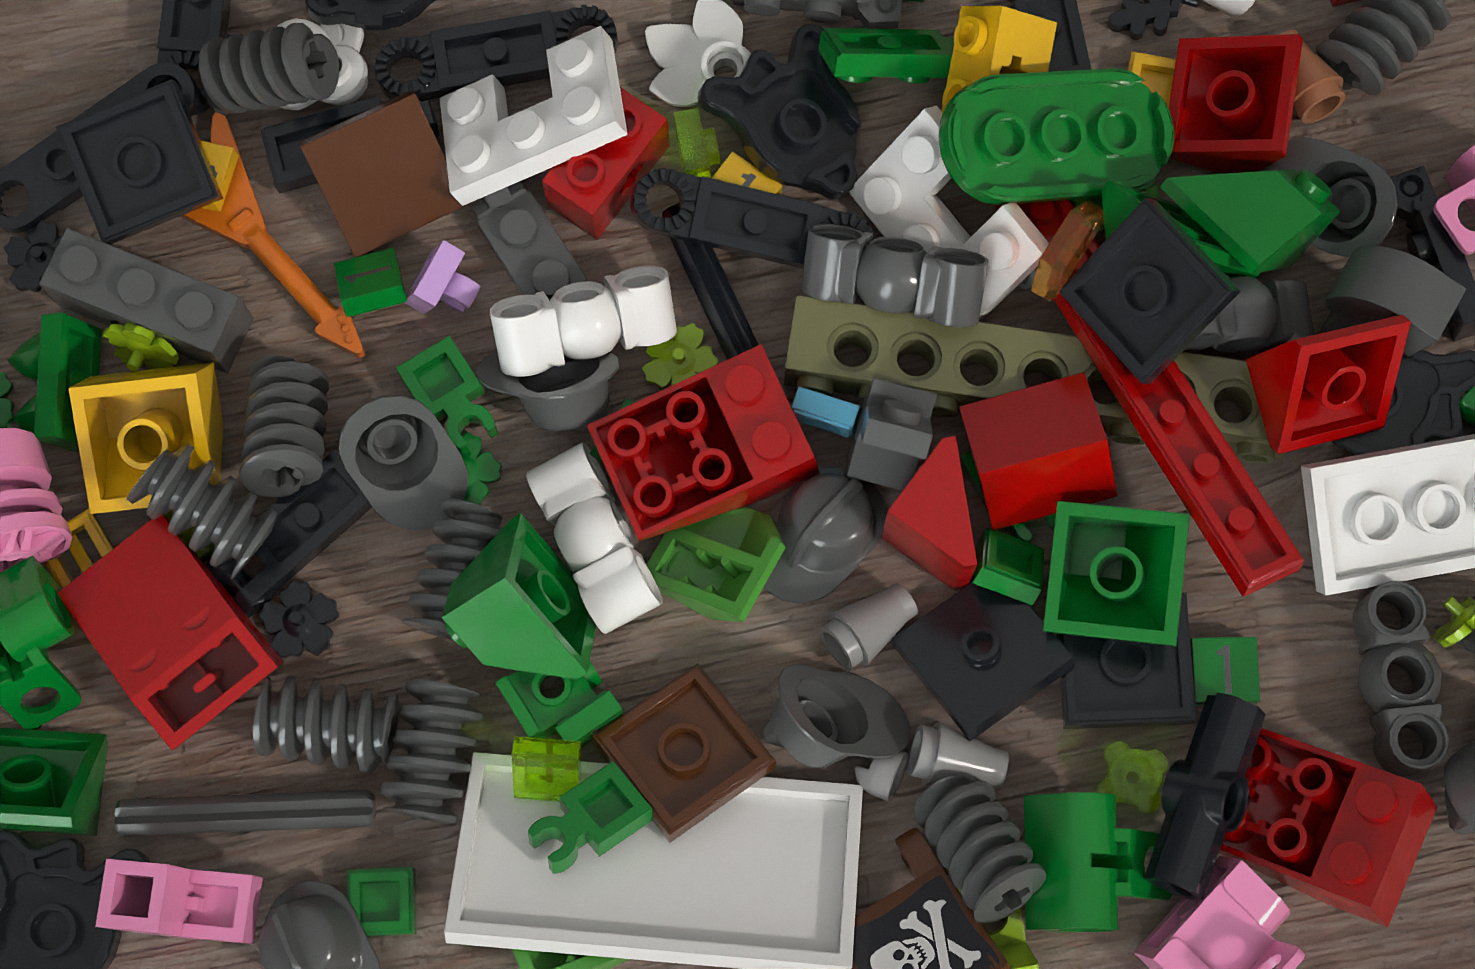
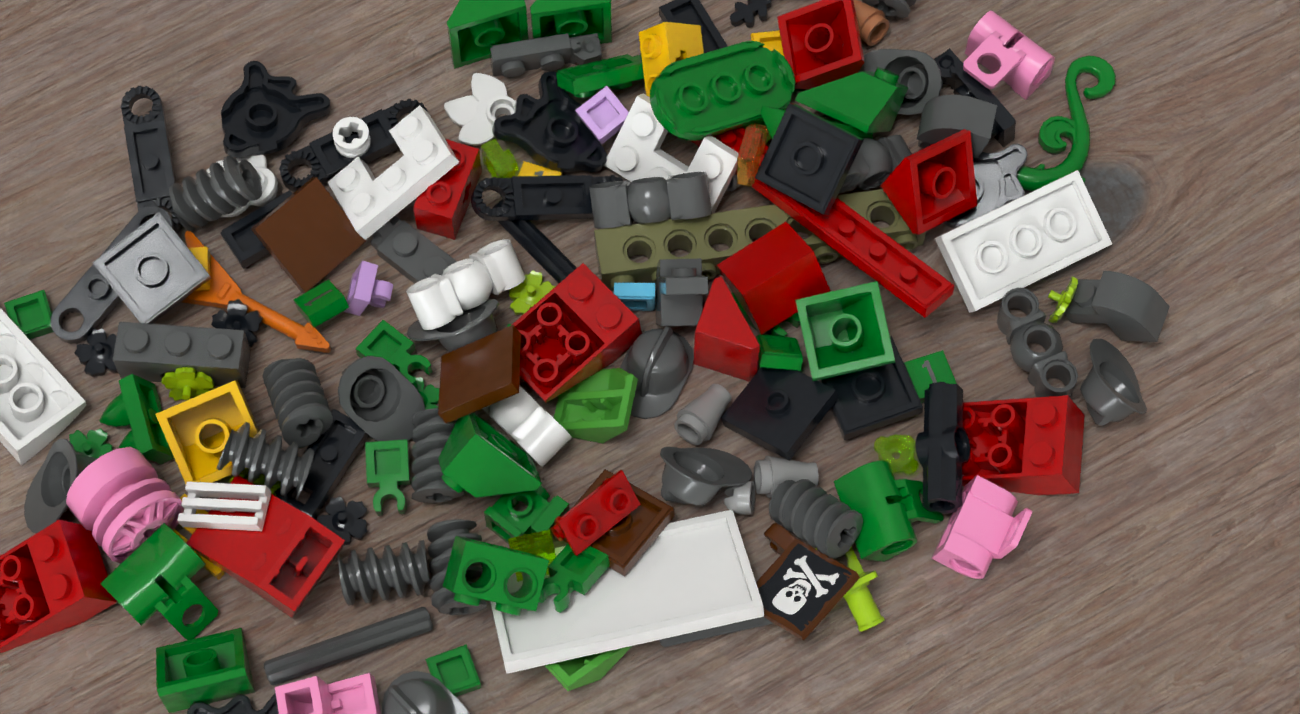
camera: 20 degrees left, 10 degrees down
(84, 538) = (224, 490): none -> white tile
(238, 274) = (237, 320): none -> black plant
(386, 563) = (388, 468): none -> green plate
(484, 780) = (497, 566): none -> green brick
(488, 25) = (358, 145): none -> white bush
(552, 473) = (479, 374): none -> reddish brown tile
(656, 741) = (596, 513): none -> red hinge
(869, 117) = (603, 114): none -> lavender tile

